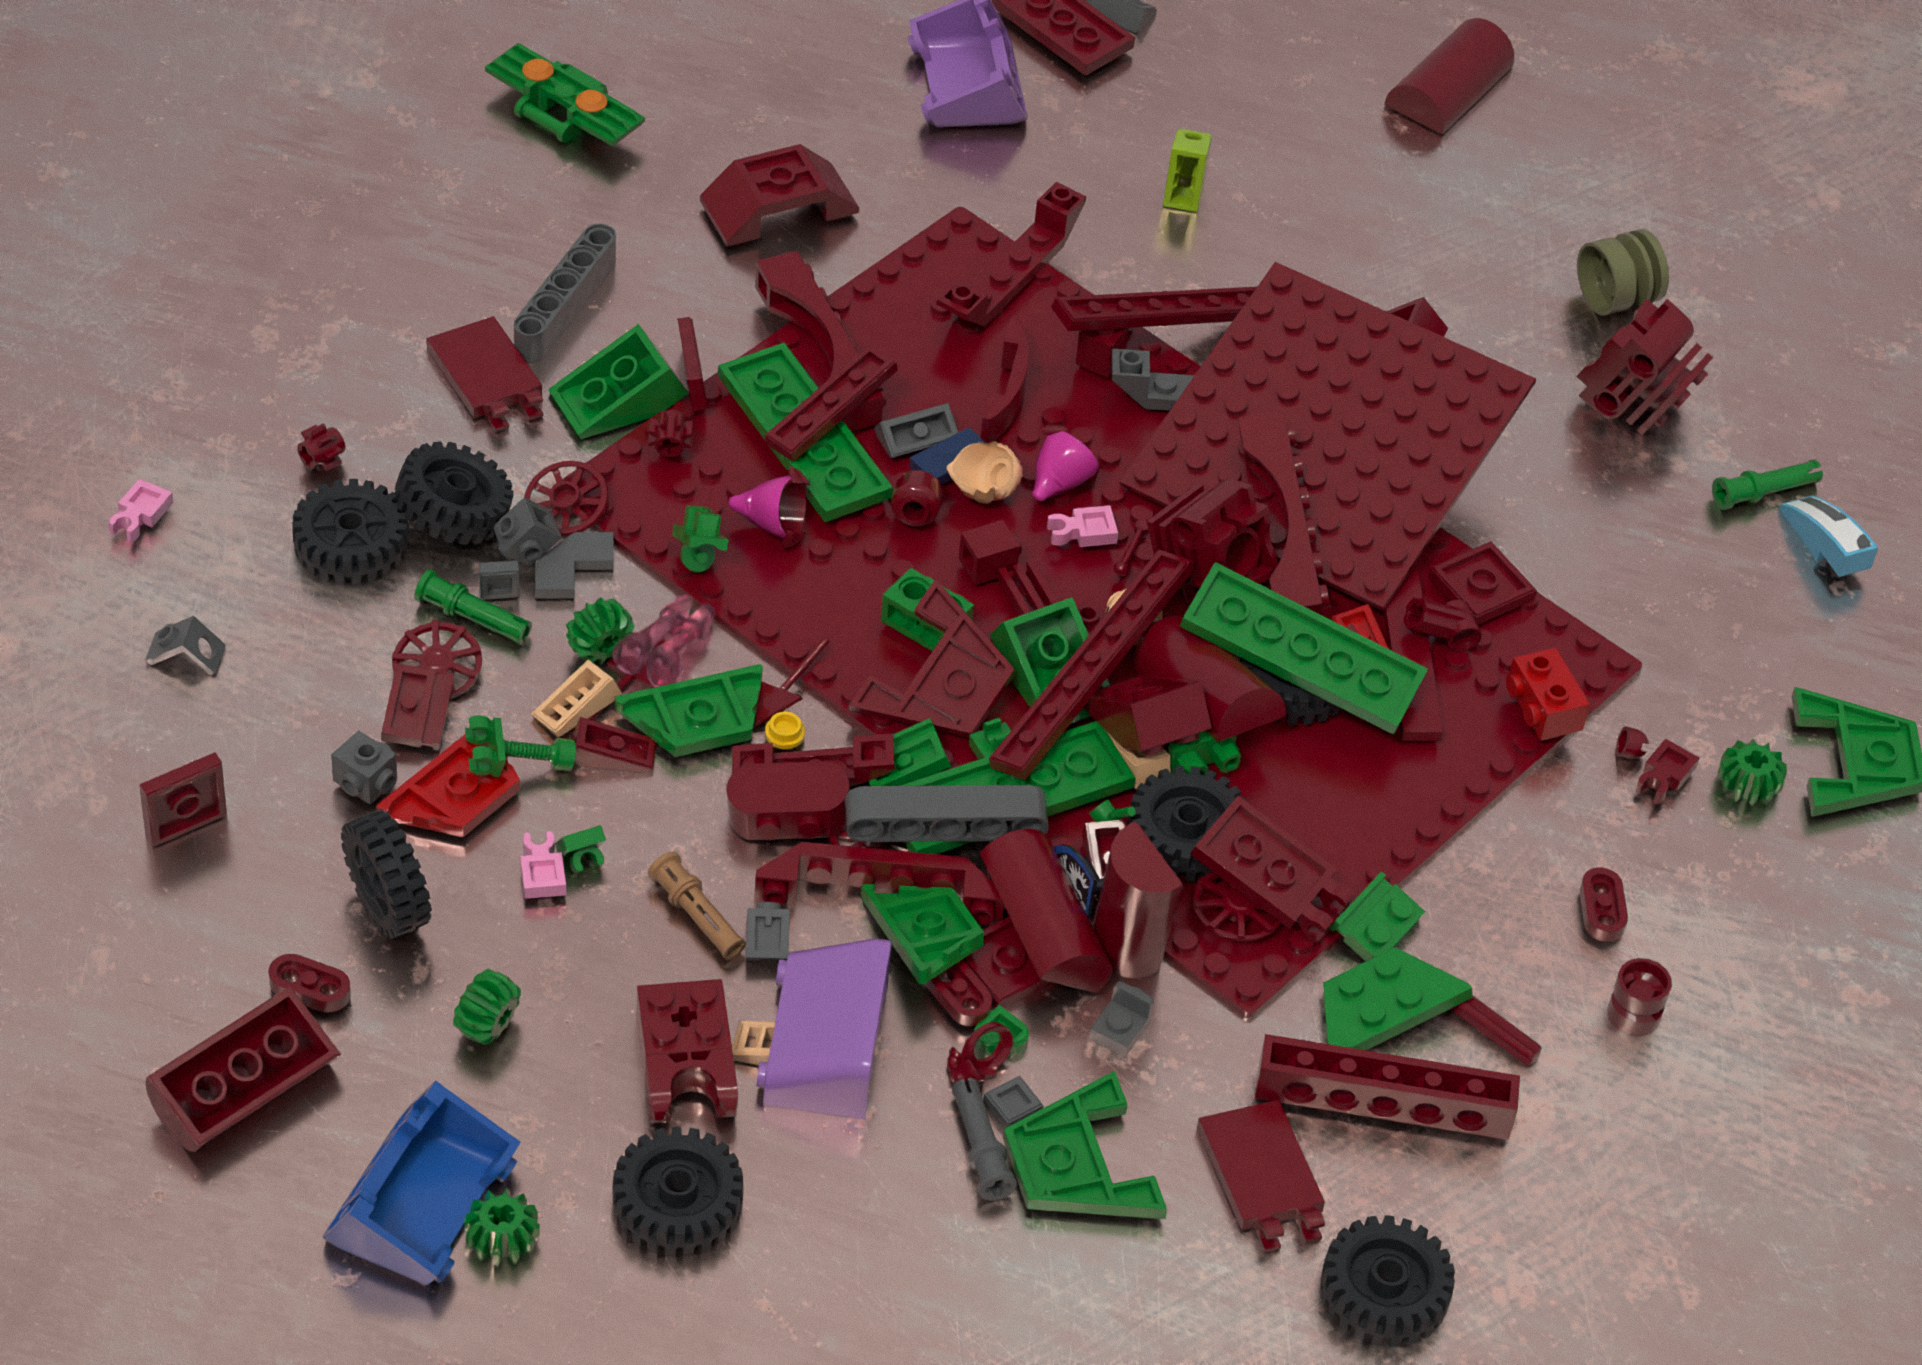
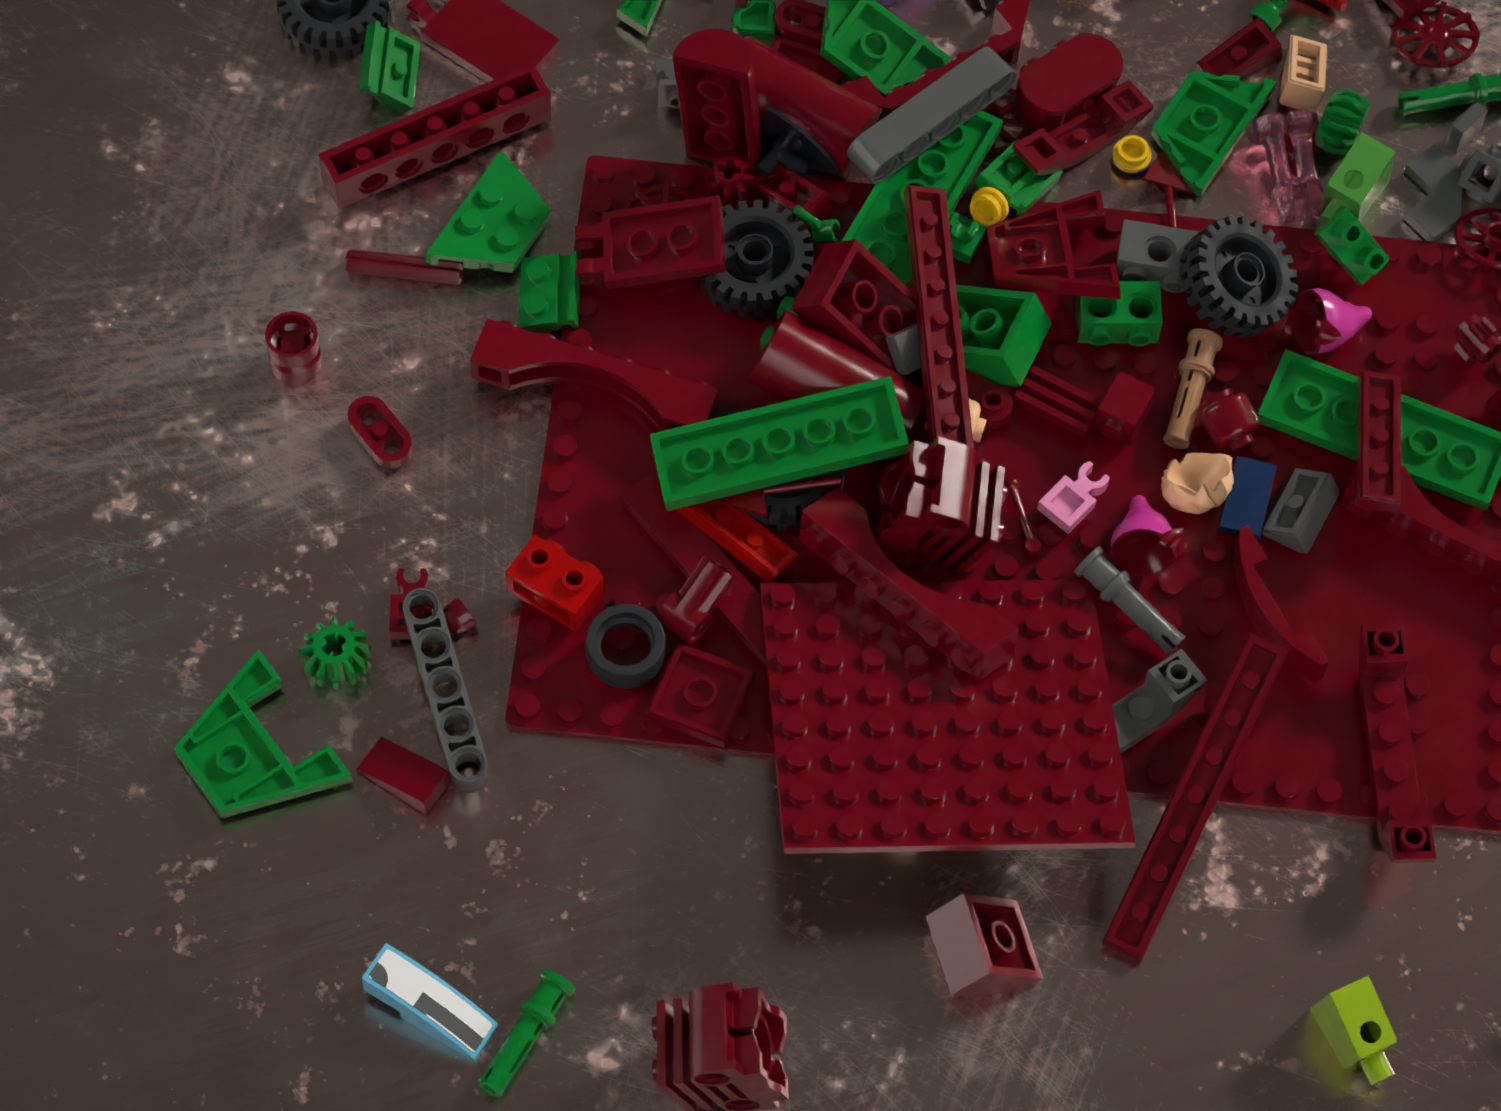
camera: 145 degrees right, 15 degrees up
(641, 581) = (1359, 178): none -> bright green torso
(817, 561) = (1238, 276): none -> black wheel
(855, 629) = (1145, 241): none -> dark grey brick
(908, 544) = (1195, 372): none -> medium nougat pin
(956, 742) = (989, 206): none -> yellow plate
(1112, 451) = (1116, 587): none -> dark grey pin
(1128, 673) = (905, 350): none -> dark grey tile
(1381, 1179) = (389, 67): none -> green plate
(1450, 867) = (519, 357): none -> dark red arch
(1523, 613) = (625, 616): none -> black tyre
(1684, 688) = (445, 670): none -> dark grey beam
(1746, 673) = (405, 774): none -> dark red slope

